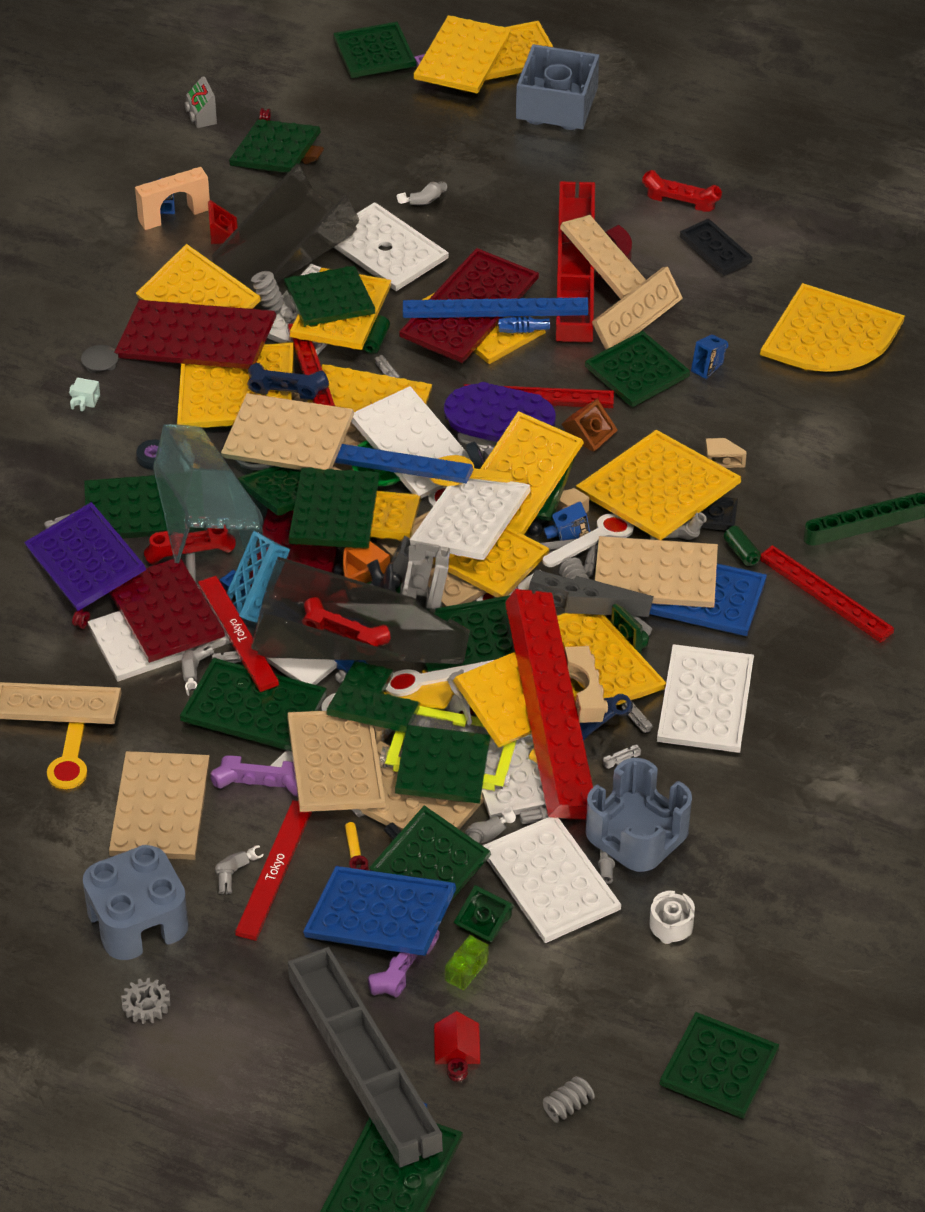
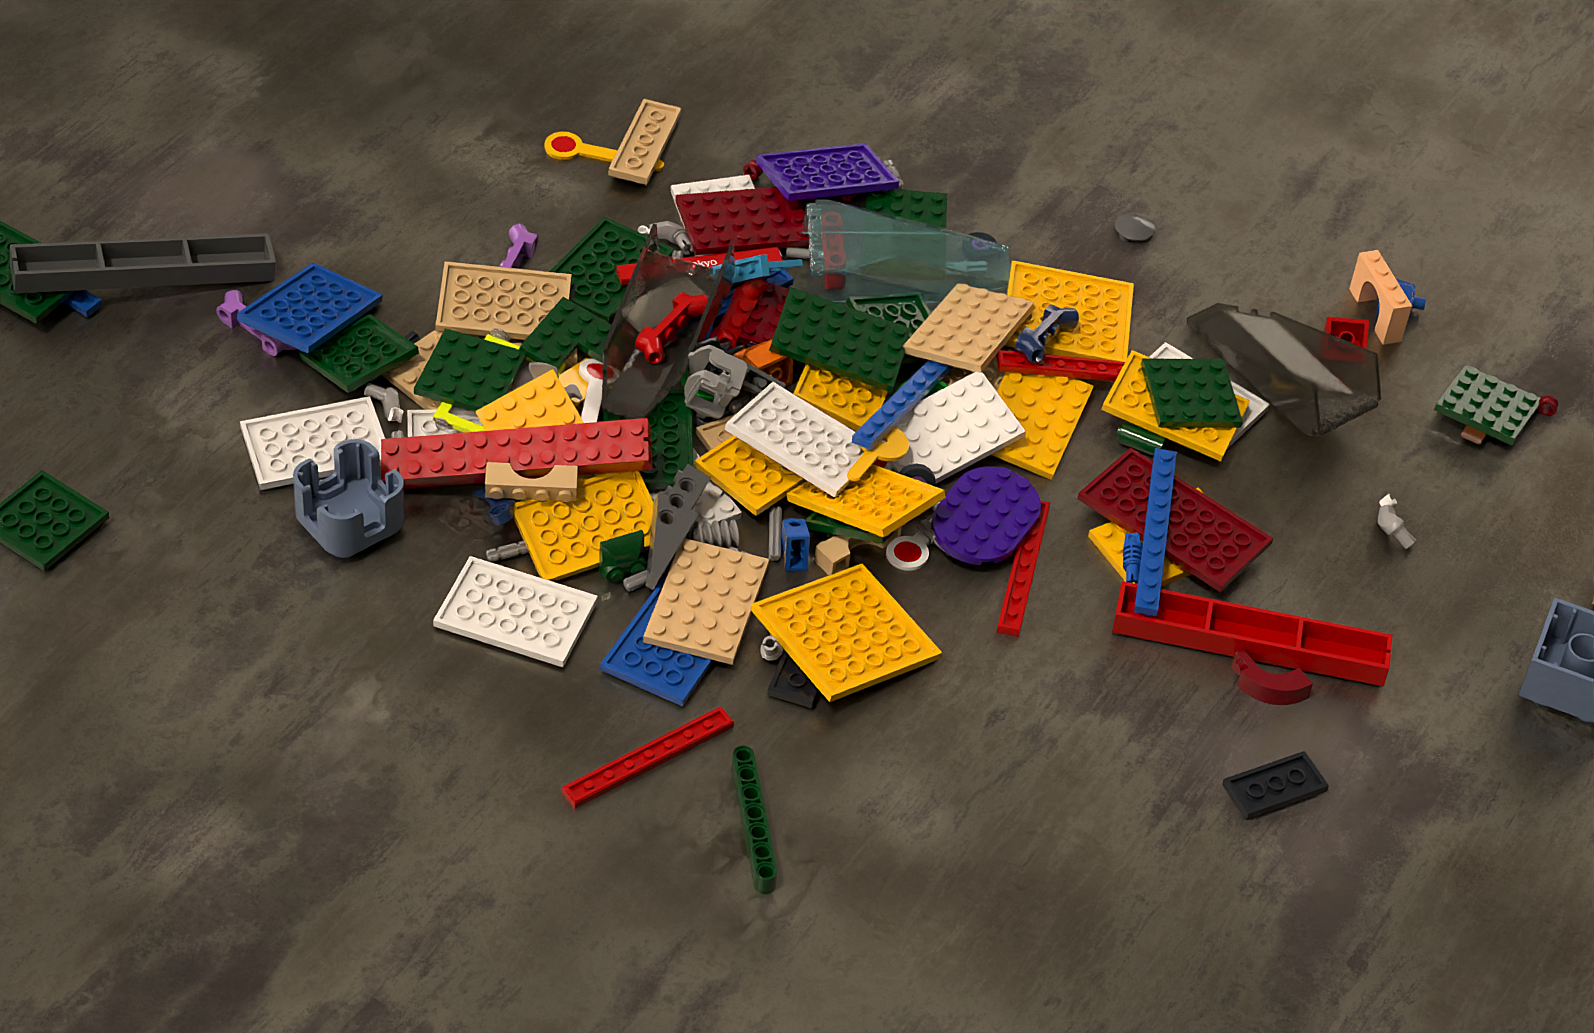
camera: 95 degrees right, 0 degrees up
(84, 393) = (1075, 207): light aqua brick -> none
(133, 895) = (373, 142): sand blue piece -> none
(145, 1000) = (274, 157): light grey gear -> none
(160, 803) = (502, 196): tan plate -> none
(195, 334) = (1148, 289): dark red plate -> none
(197, 280) = (1213, 300): yellow plate -> none
(201, 104) = (1562, 351): light grey slope -> none
(230, 864) = (407, 224): light grey arm -> none
(268, 290) = (1203, 340): light grey piece -> none
(273, 873) = (383, 254): red tile -> none
(352, 838) = (410, 315): yellow piece -> none
(356, 860) = (382, 309): dark red bush -> none
(386, 367) = (1086, 444): light grey axle -> none
(410, 252) = (1268, 483): white plate -> none
(457, 1038) = (149, 348): red slope -> none
(458, 1075) = (120, 337): dark red bush -> none
(466, 962) = (232, 362): clear neon green brick -> none
(484, 914) = (287, 386): dark green slope -> none
(568, 1097) = (49, 404): light grey piece -> none
(590, 425) = (955, 593): dark orange slope -> none
(603, 254) = (1240, 649): tan plate -> none
(607, 525) = (786, 576): white piece -> none
(619, 756) = (457, 528): light grey axle -> none
(637, 368) = (1054, 660): dark green plate -> none
(638, 308) = (1150, 671): tan plate -> none
(672, 916) = (227, 515): white brick -> none
(702, 198) = (1384, 767): red plate -> none
(708, 355) = (1062, 725): blue torso -> none
(725, 453) = (892, 705): tan slope -> none
(742, 546) = (735, 691): dark green brick -> none
(830, 332) = (1099, 867): yellow plate -> none

